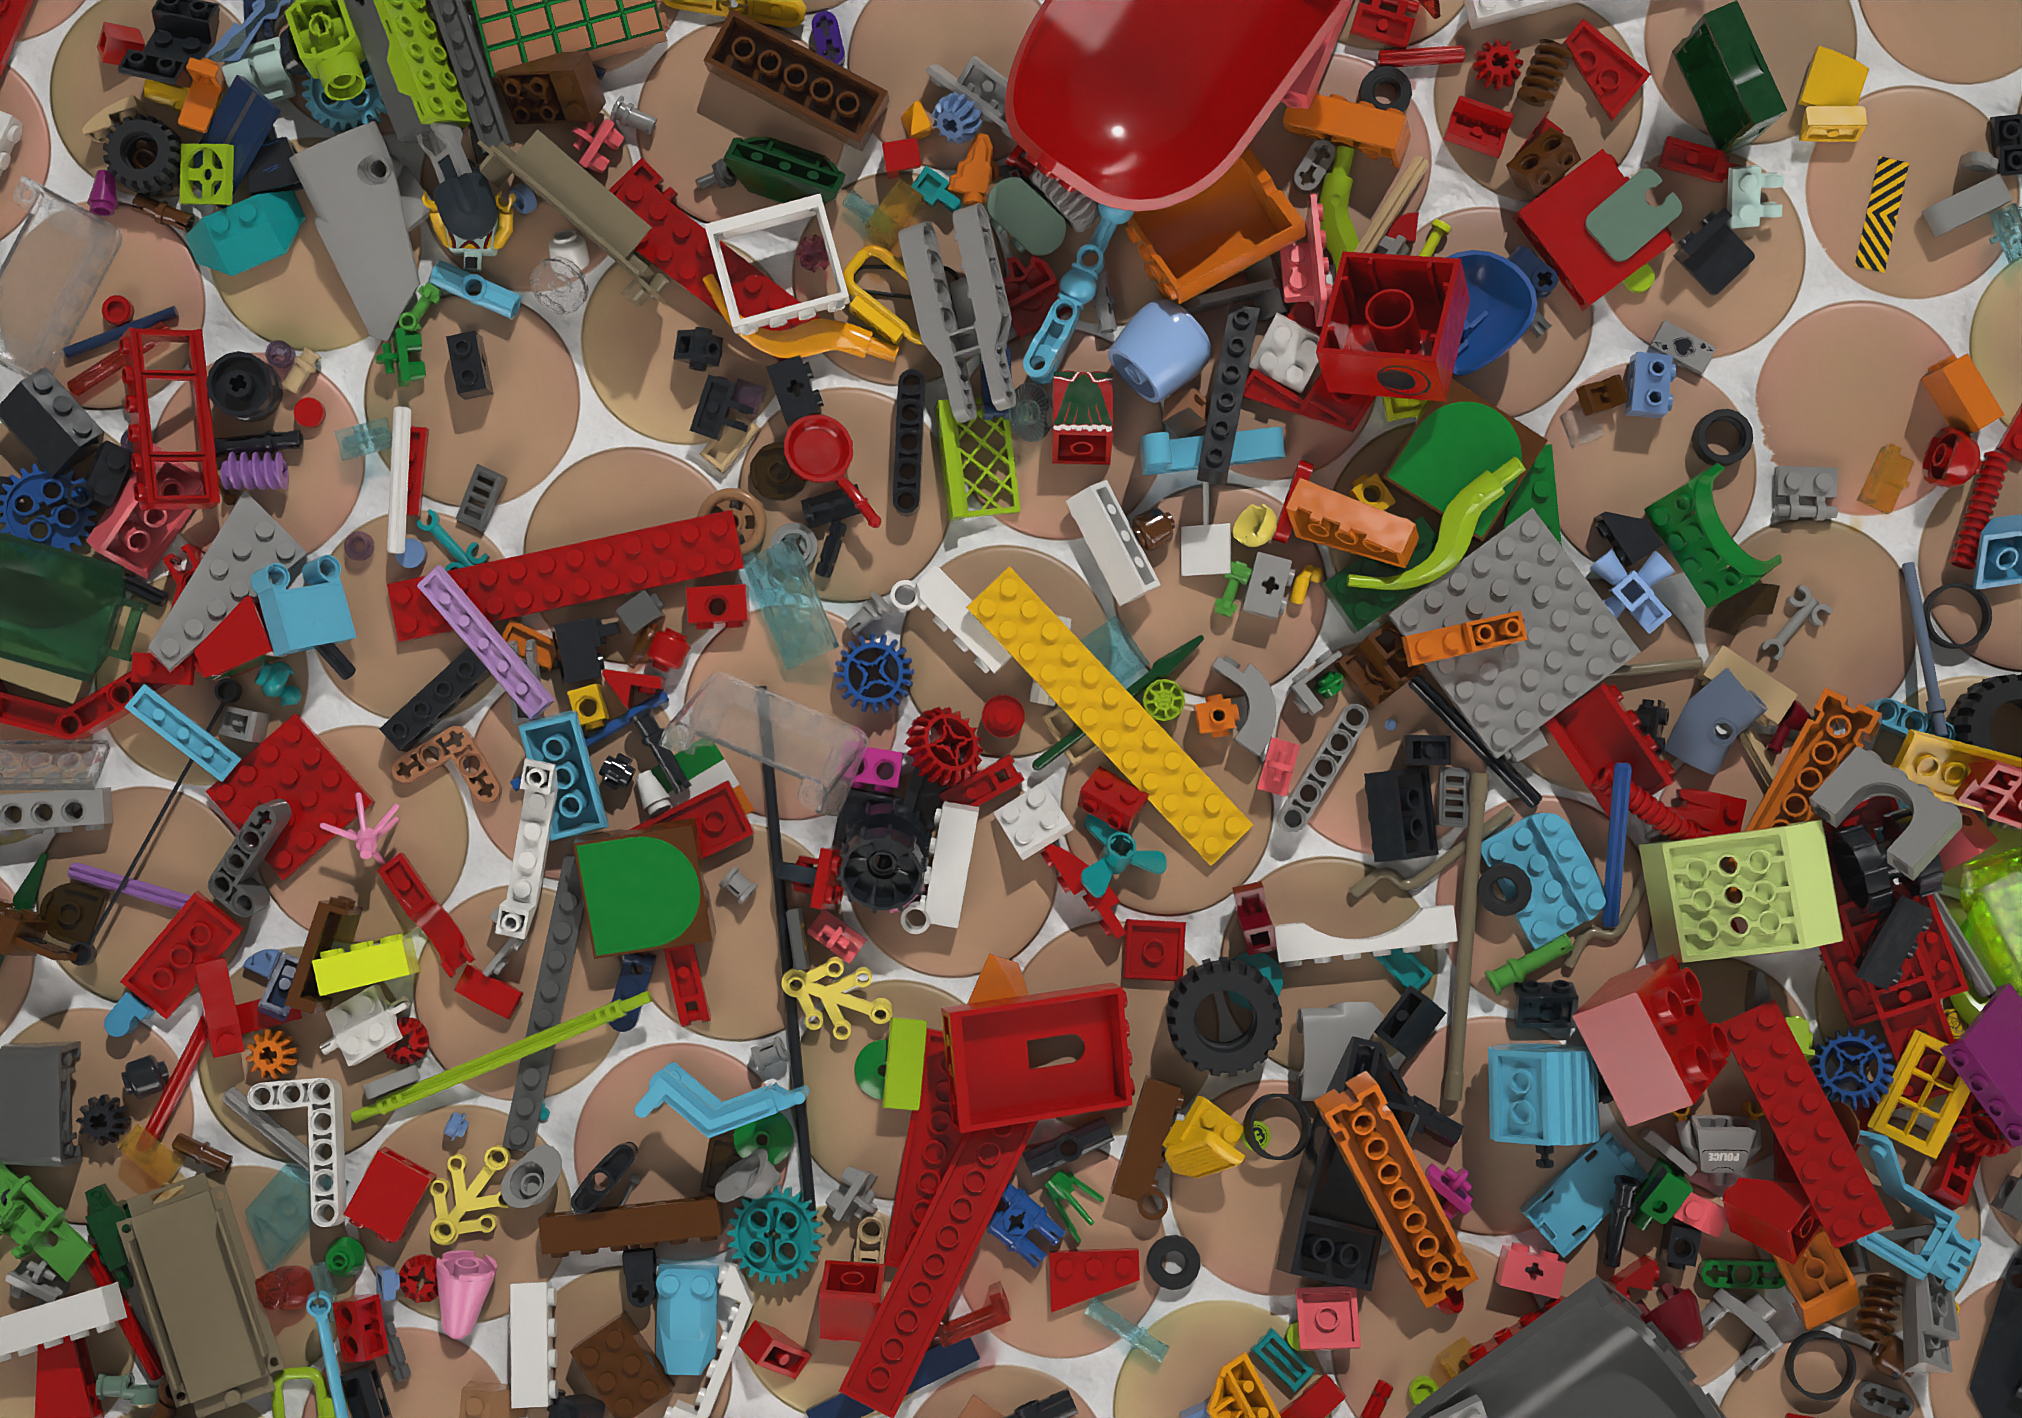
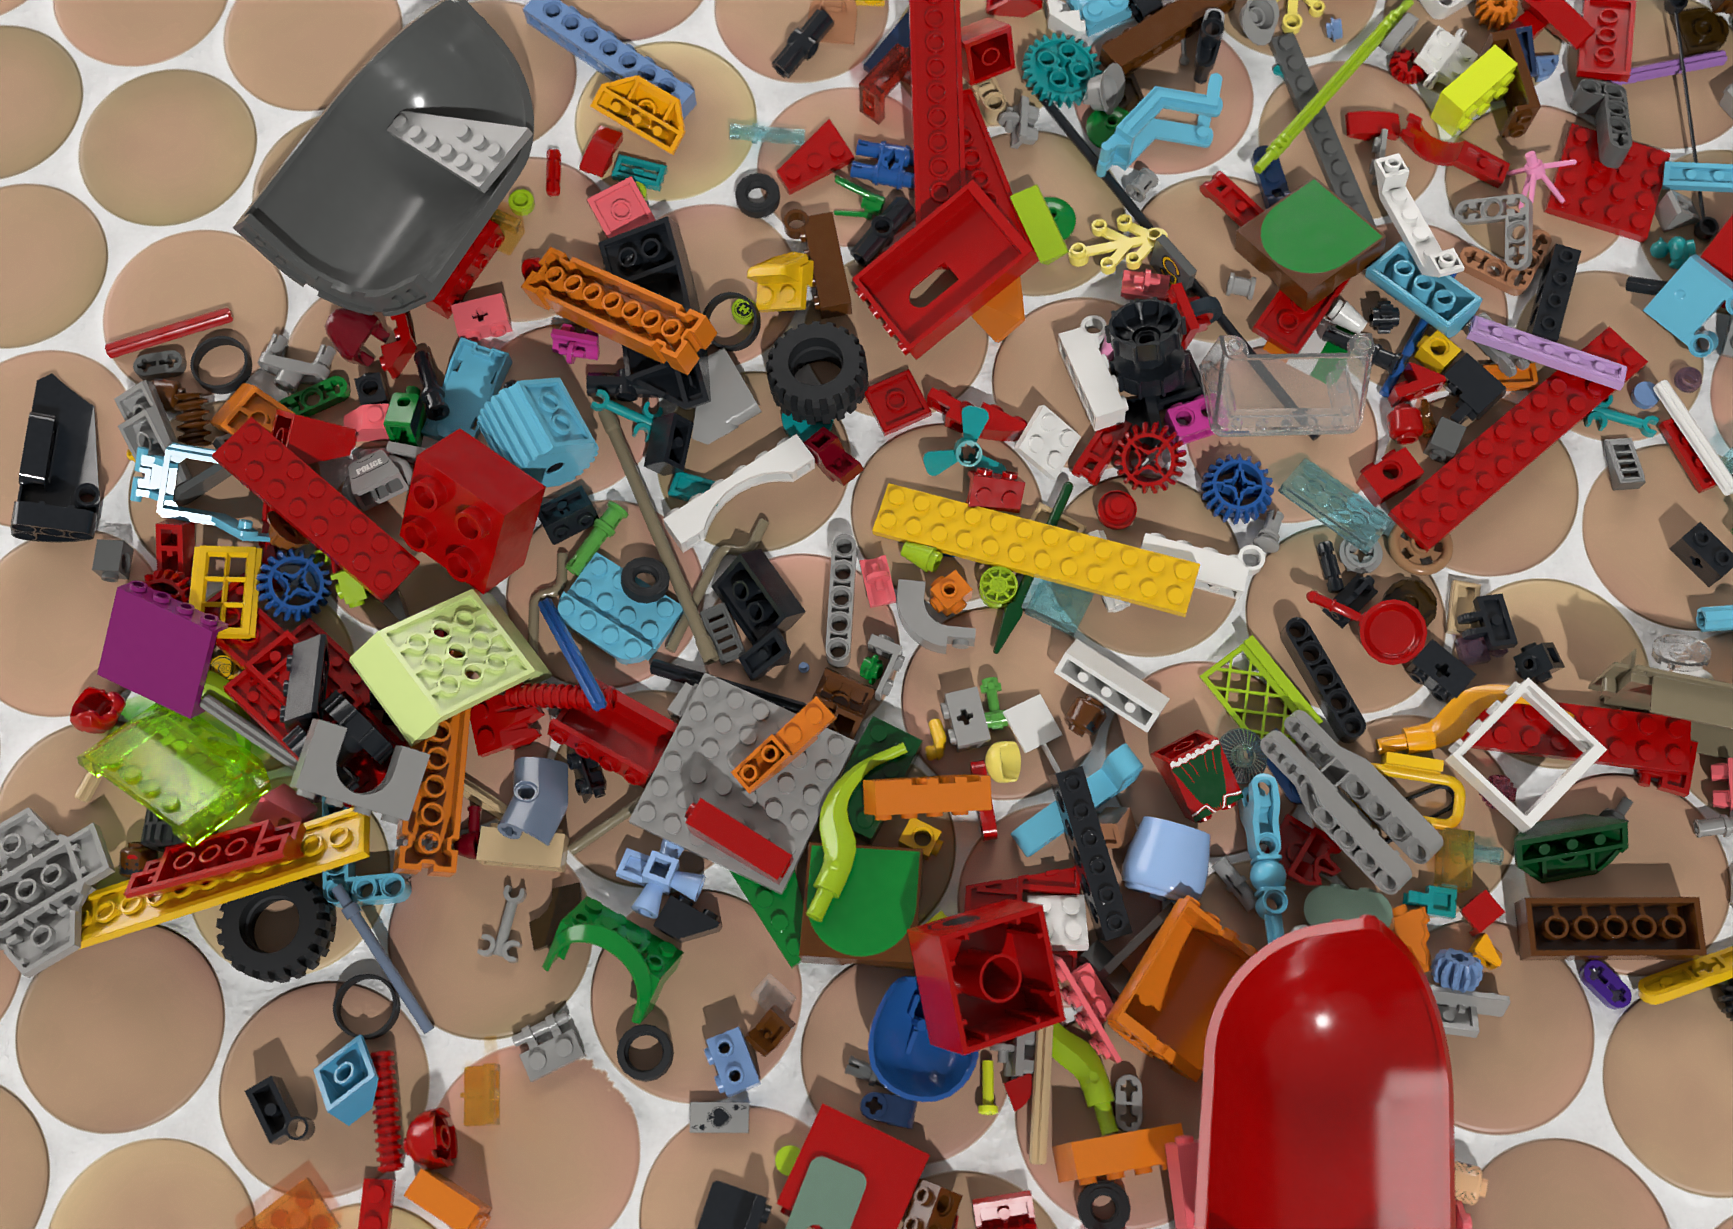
camera: 150 degrees right, 15 degrees down
(425, 799) = (1512, 220): none -> light grey beam
(1219, 771) = (923, 556): none -> lime cone
(1418, 1066) = (644, 420): none -> teal bar
(1555, 569) = (737, 840): none -> red slope

